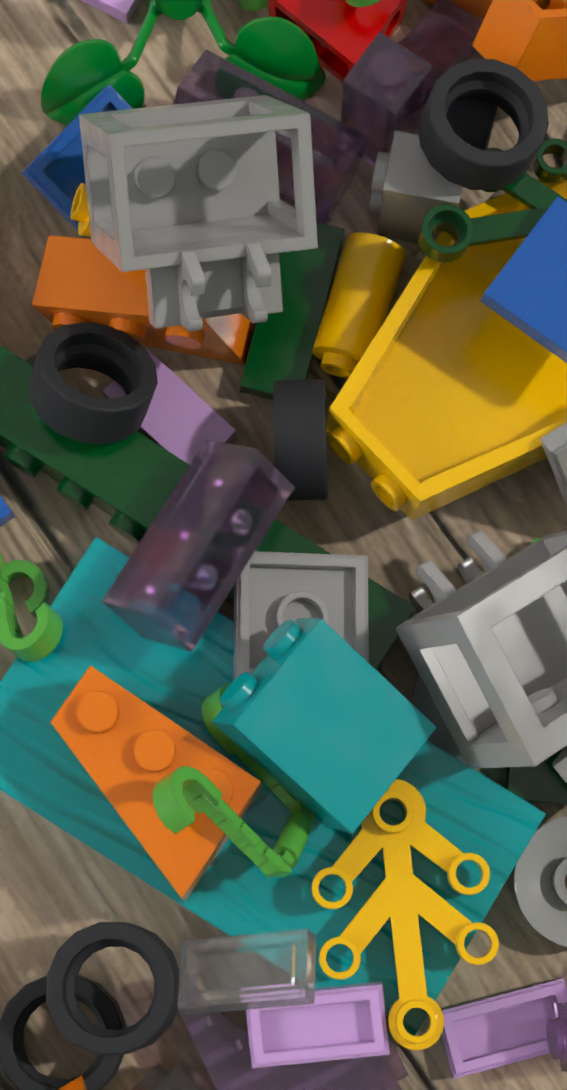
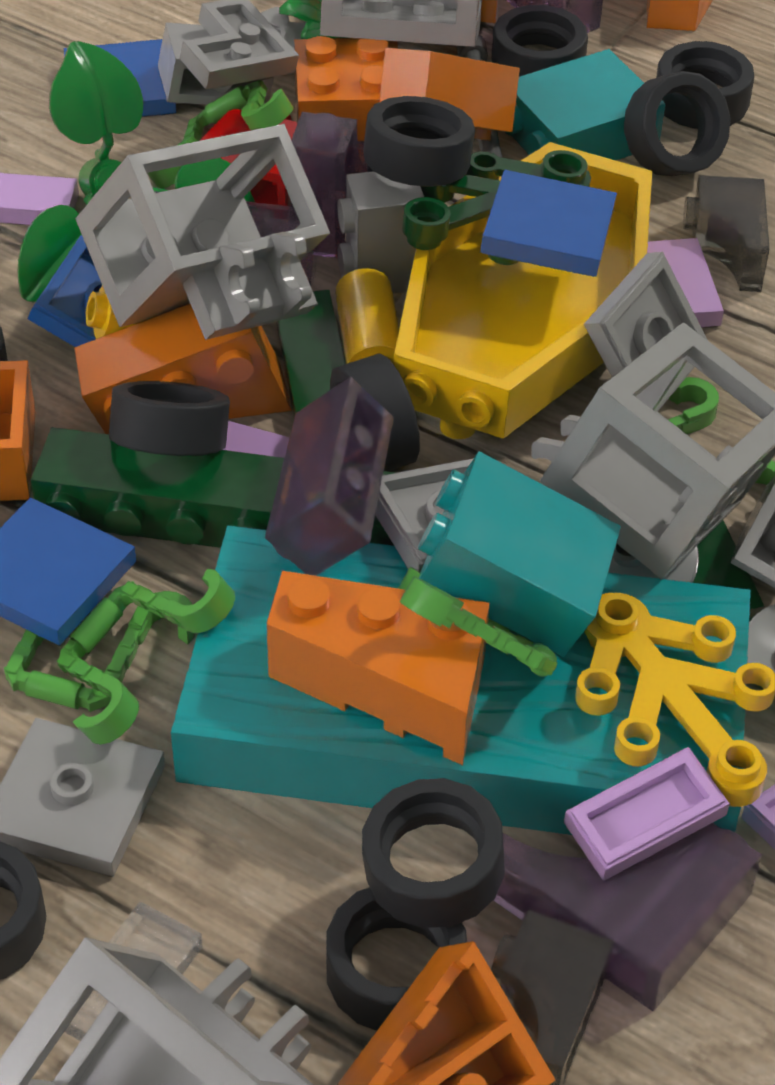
camera: 25 degrees left, 30 degrees down
(247, 972) = (558, 783): clear tile -> none

